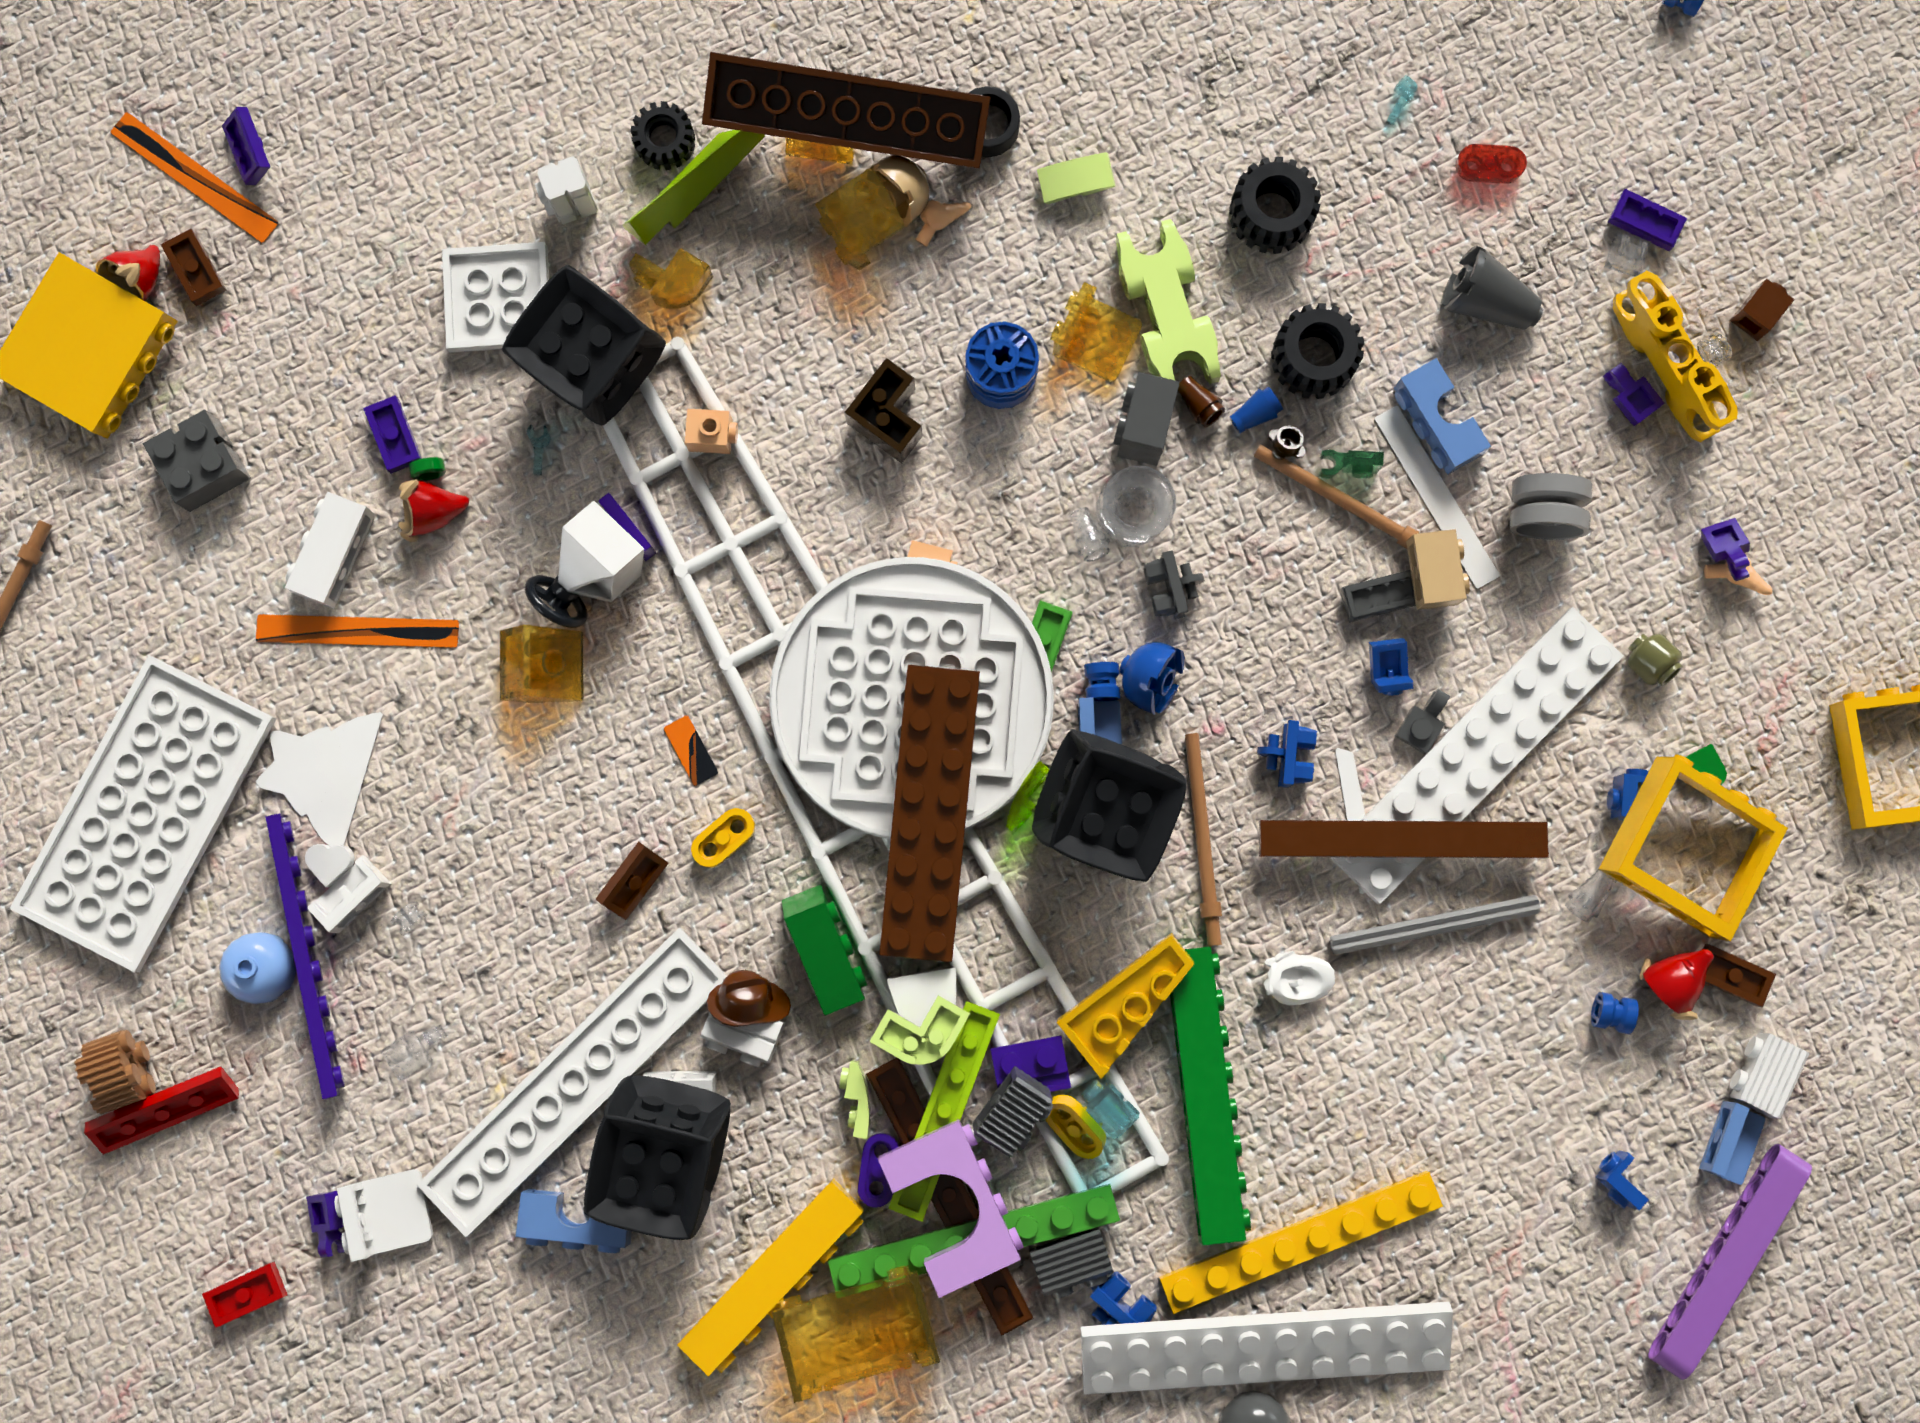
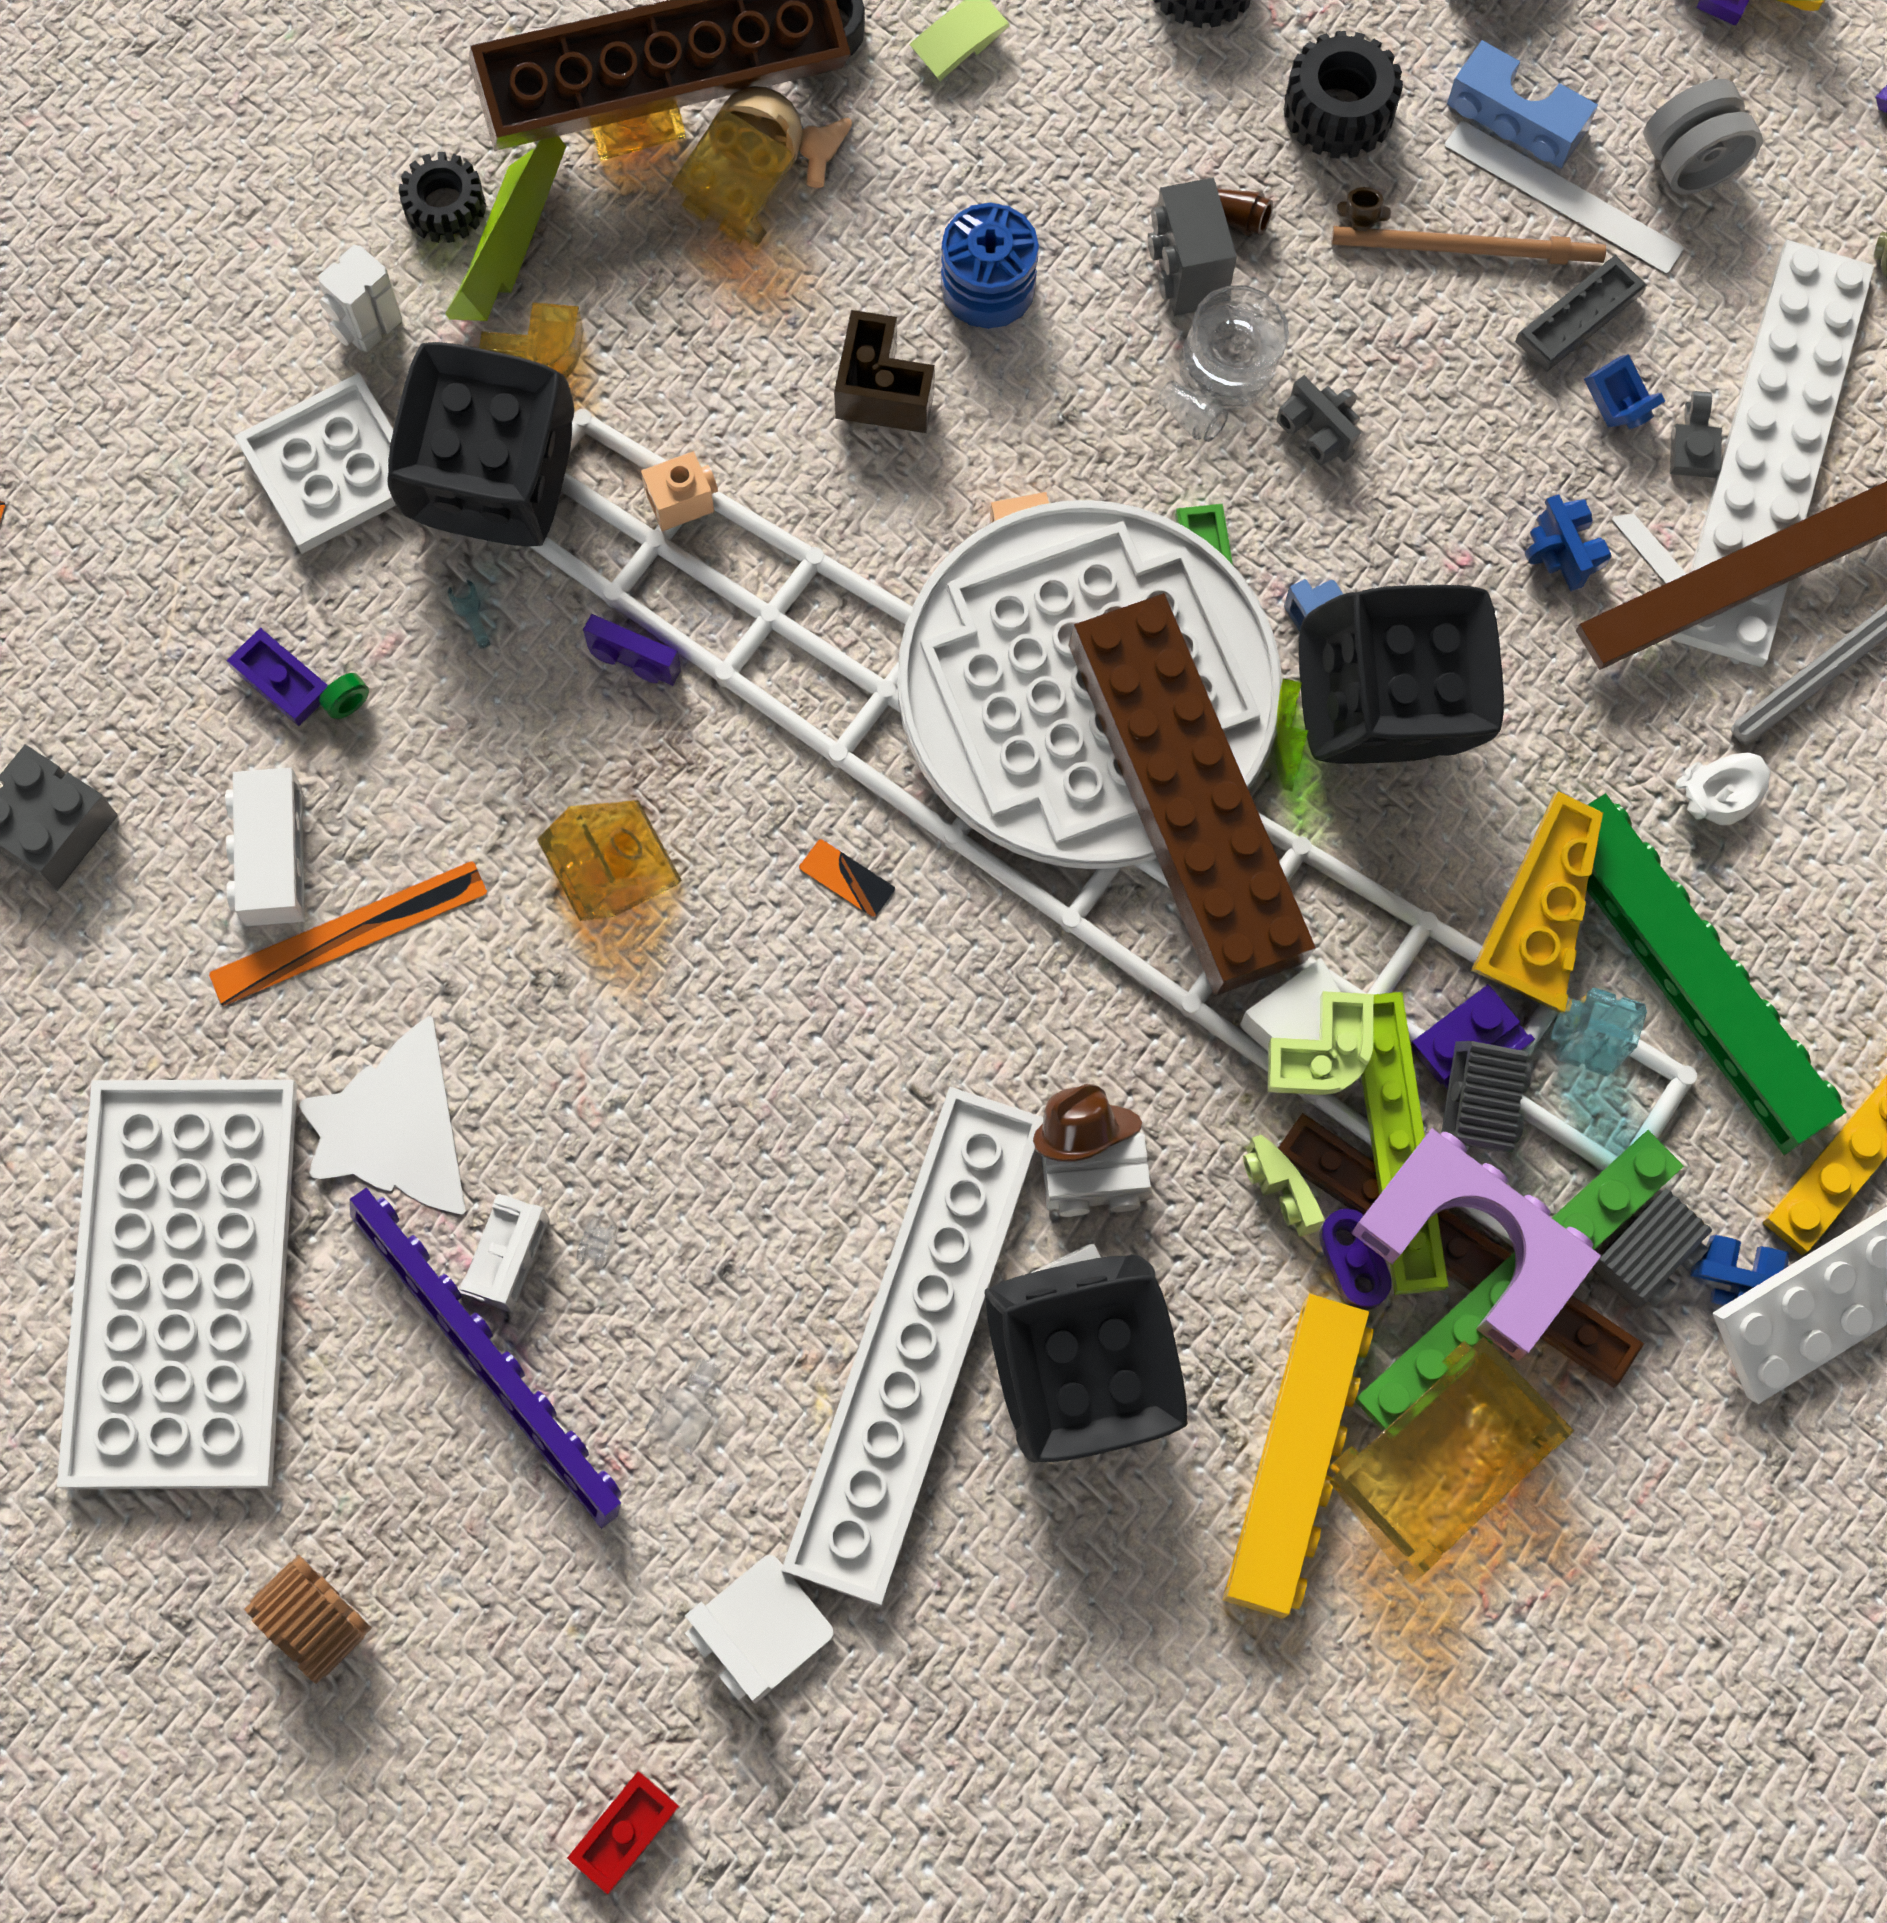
camera: 30 degrees left, 10 degrees down
(161, 1110) = (391, 1647): red plate -> none
(257, 968) = (429, 1404): light blue cylinder -> none
(325, 1222) = (682, 1676): dark purple plate -> none
(329, 862) = (456, 1227): white tile -> none
(427, 508) = (366, 740): red hat -> none
(543, 1219) = (969, 1532): medium blue arch -> none
(594, 562) = (615, 695): white piece -> none
(632, 881) = (859, 1060): reddish brown plate -> none
(723, 837) = (944, 958): yellow plate -> none
(824, 949) = (1146, 1023): green wedge -> none
(1073, 1124) = (1563, 1081): yellow plate -> none
(1095, 335) = (1076, 191): clear yellow bracket -> none
(1102, 681) = (1301, 560): blue wheel -> none
(1150, 675) = (1356, 526): blue cylinder -> none
(1160, 283) = (1124, 107): yellowish green piece -> none
(1210, 908) = (1573, 759): medium nougat bar -> none
(1258, 409) = (1310, 188): blue cone -> none
(1359, 463) = (1456, 193): clear green plate -> none
(1437, 569) = (1616, 259): tan brick -> none

